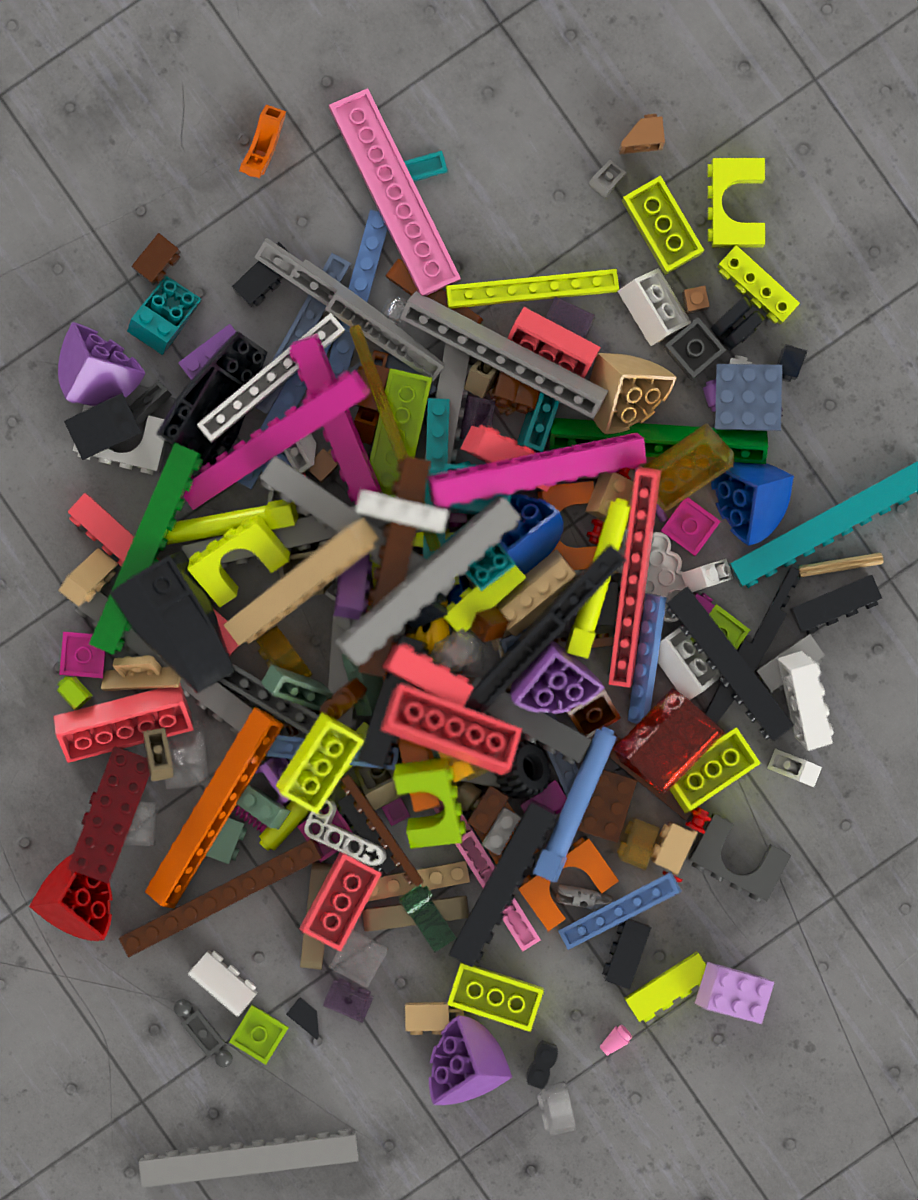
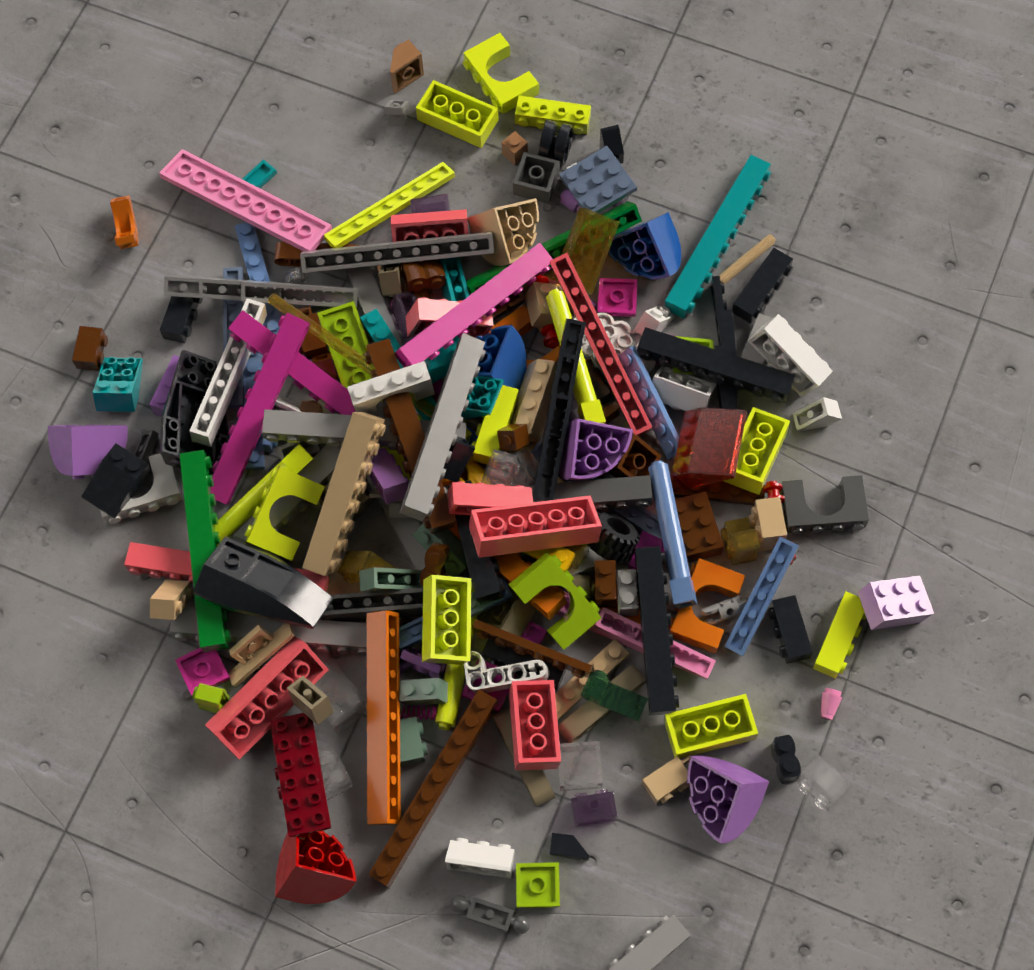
camera: 30 degrees left, 20 degrees down
(654, 306) = (486, 170): white slope -> none

